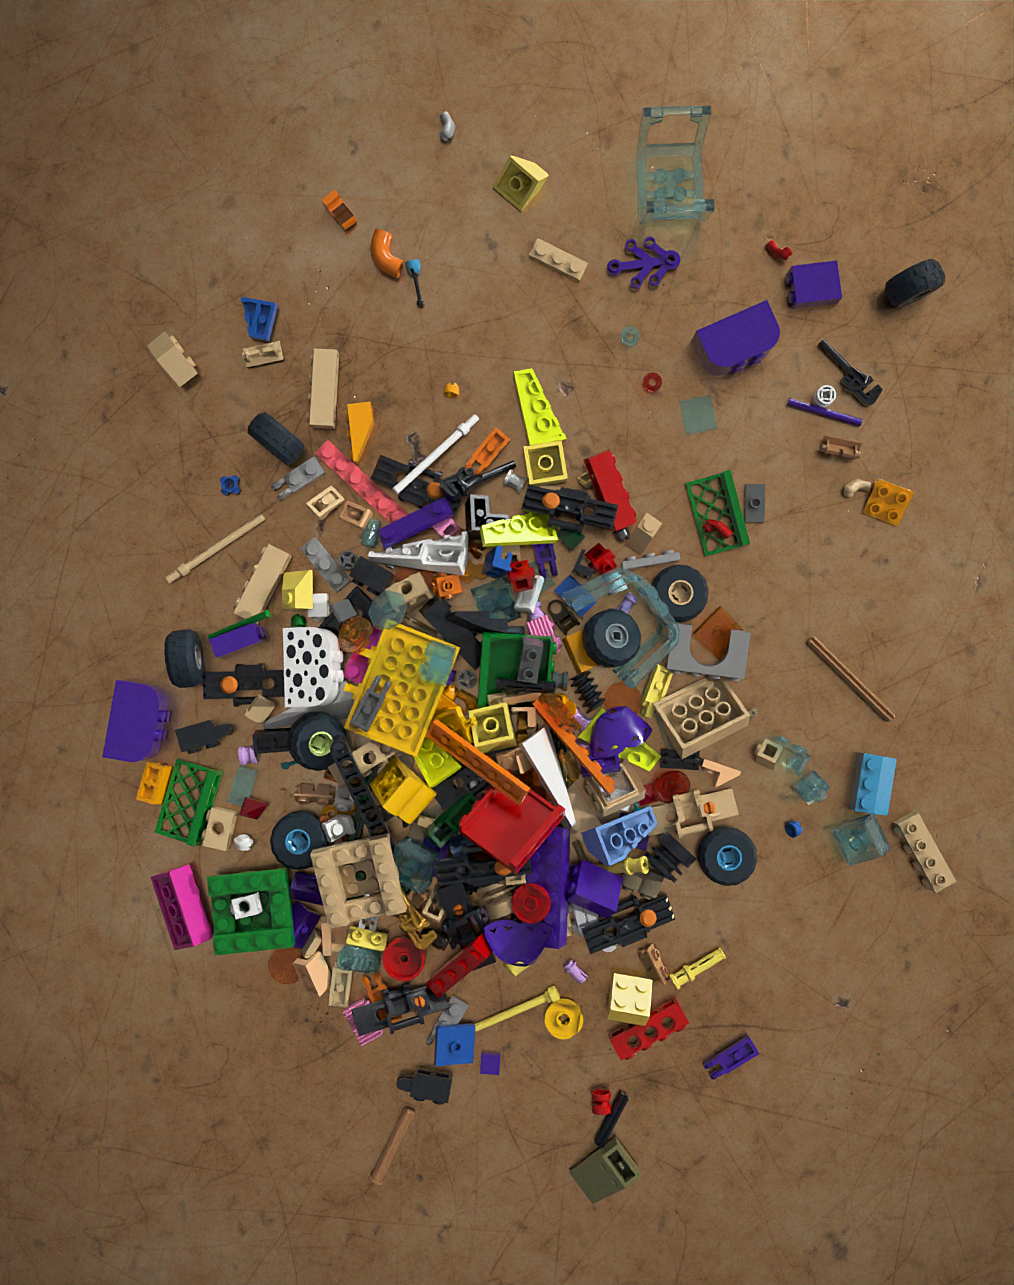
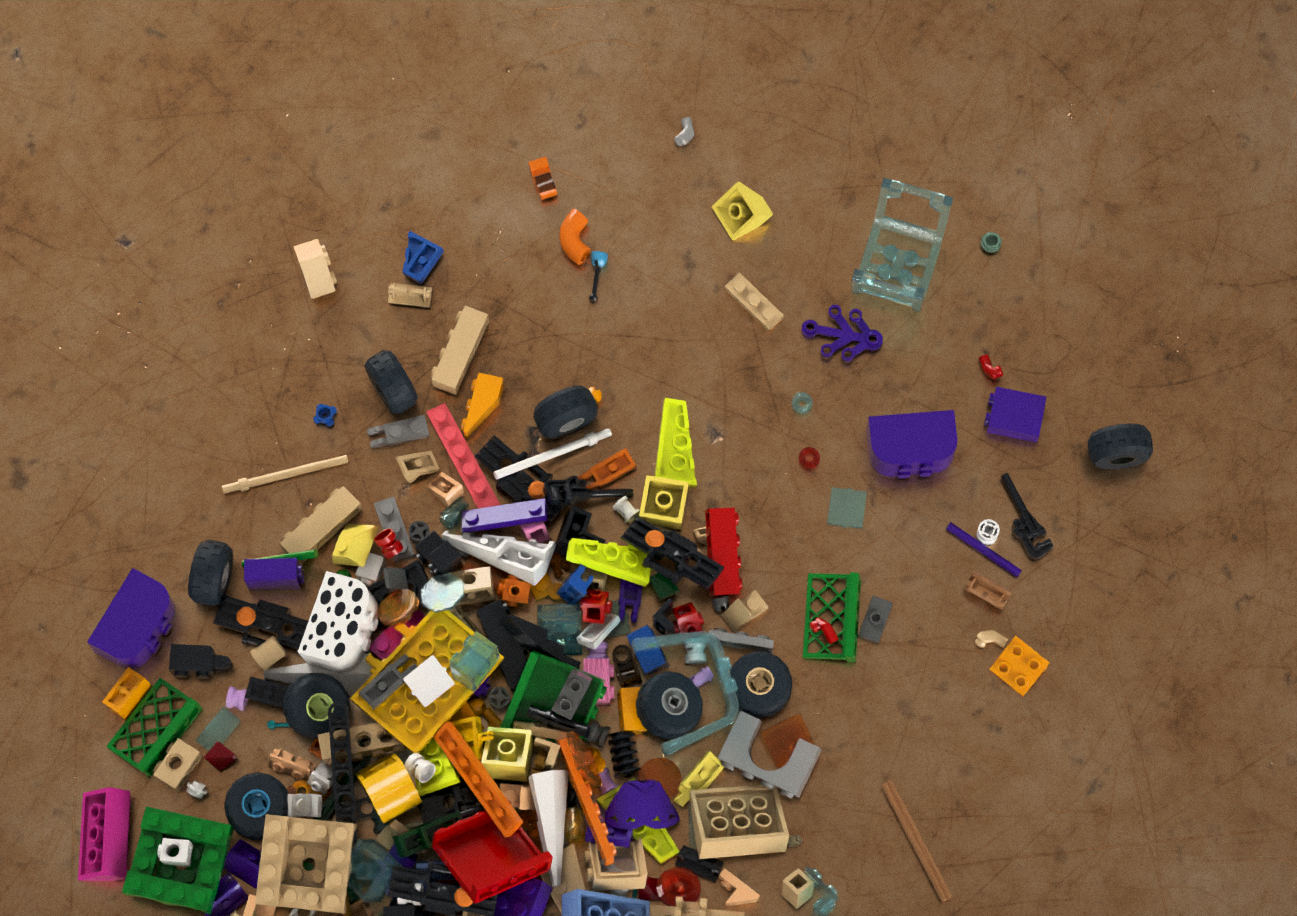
camera: 20 degrees right, 15 degrees down
(328, 582) = (388, 543): none -> red wheel
(405, 691) = (428, 681): none -> white piece
(425, 767) = (420, 767): none -> white wheel
(434, 414) = (565, 412): none -> black wheel
(742, 137) = (991, 242): none -> sand green plate

